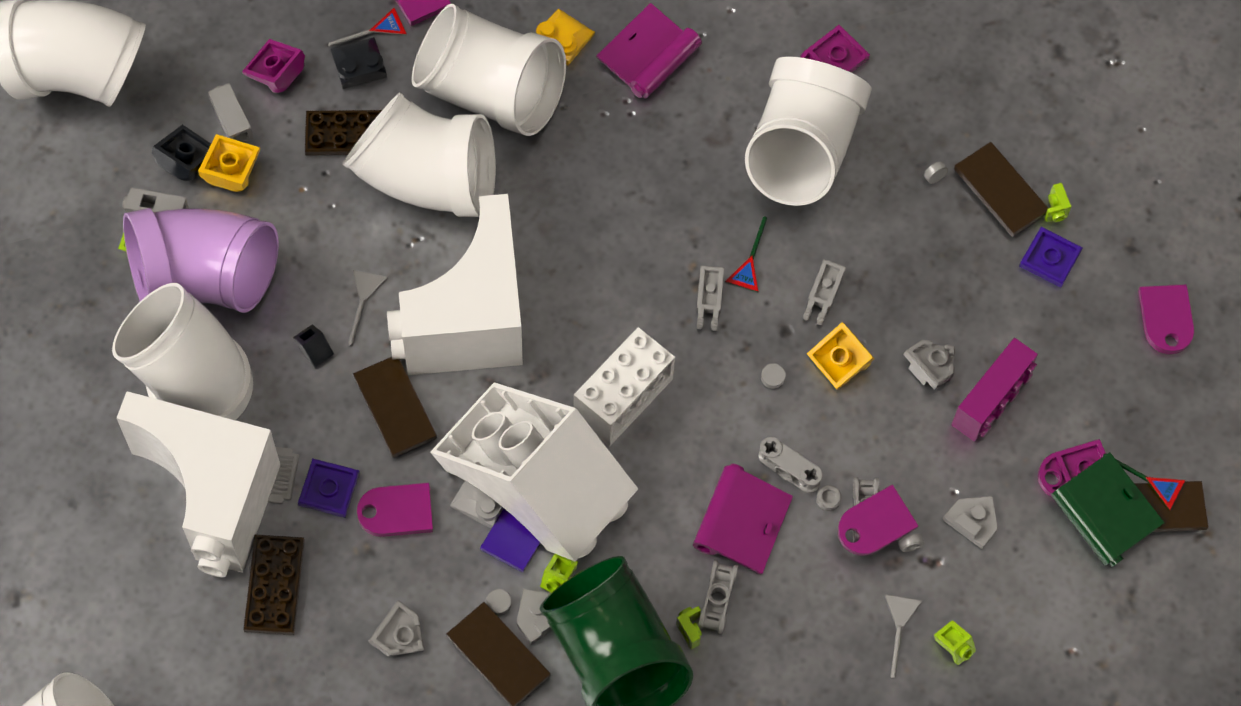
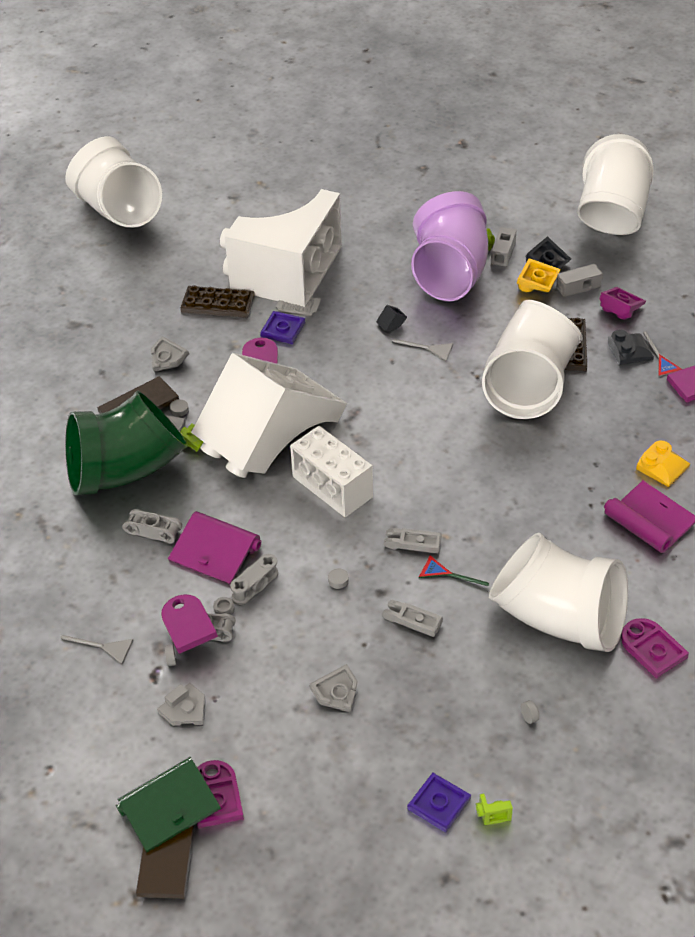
camera: 100 degrees right, 20 degrees down
(184, 354) = (372, 241): white cylinder -> none
(394, 406) = (339, 358): dark brown tile -> none
(469, 312) = (415, 385): white brick -> none
(491, 70) = (610, 401): white cylinder -> none
(689, 630) = (125, 505): lime bracket -> none
(840, 355) = (349, 622): yellow slope -> none
(956, 642) = (75, 677): lime bracket -> none
(995, 390) = (298, 725): magenta brick -> none
(1001, 189) = (512, 764): dark brown tile -> none
(1165, 488) = (180, 858): piece -> none
(1166, 314) = (367, 899): magenta tile -> none

